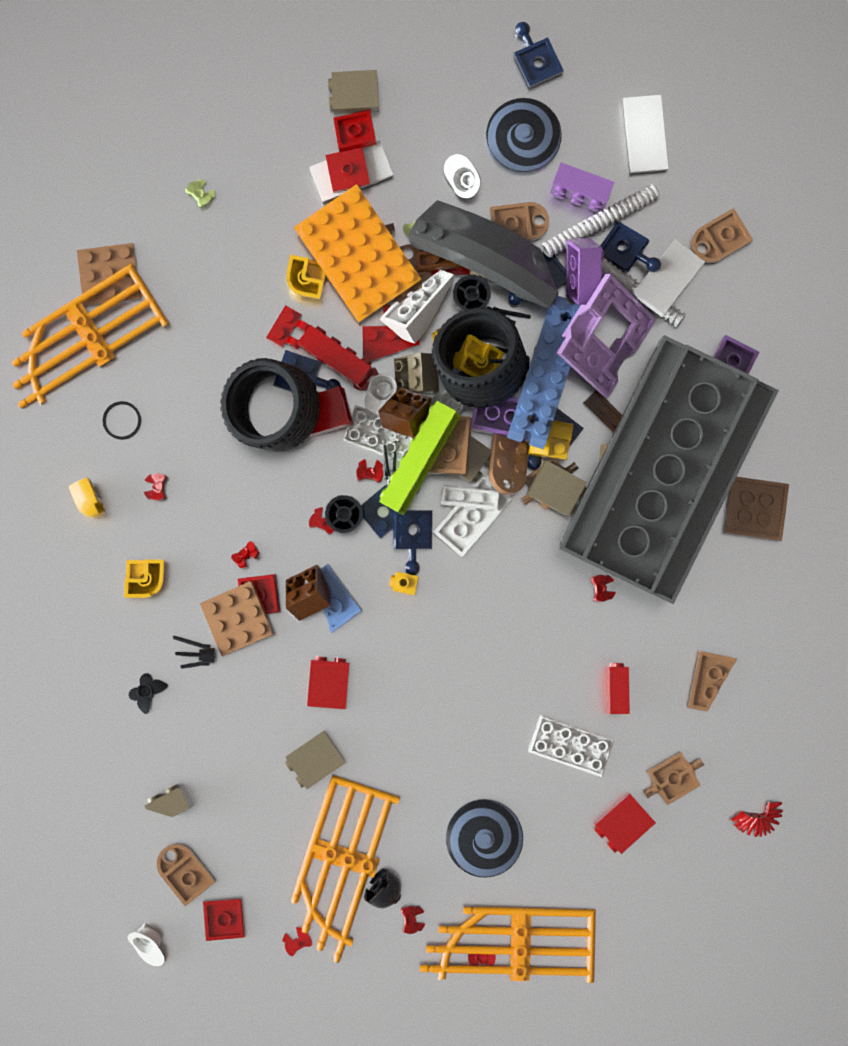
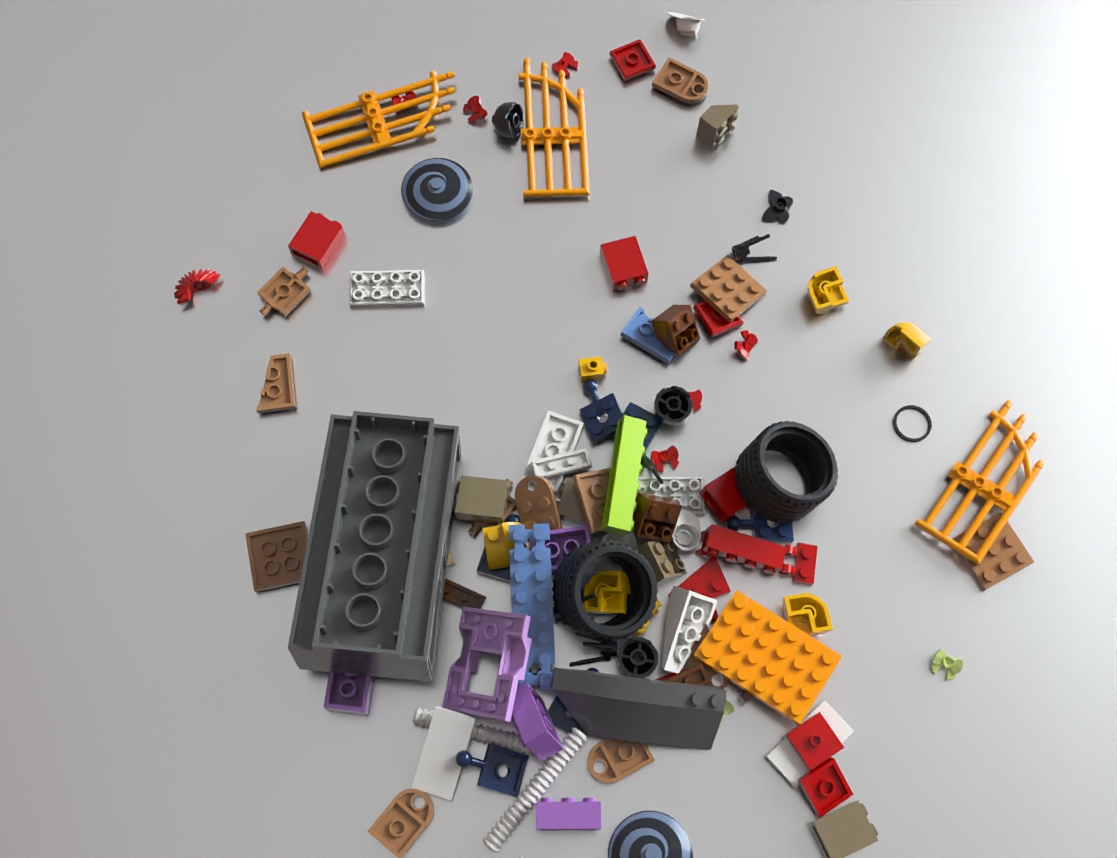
camera: 155 degrees right, 15 degrees down
(158, 486) = (851, 375): red piece -> none
(314, 760) = (609, 200): dark tan brick -> none
(462, 175) = (695, 780): white piece -> none
(617, 689) = (360, 342): red brick -> none

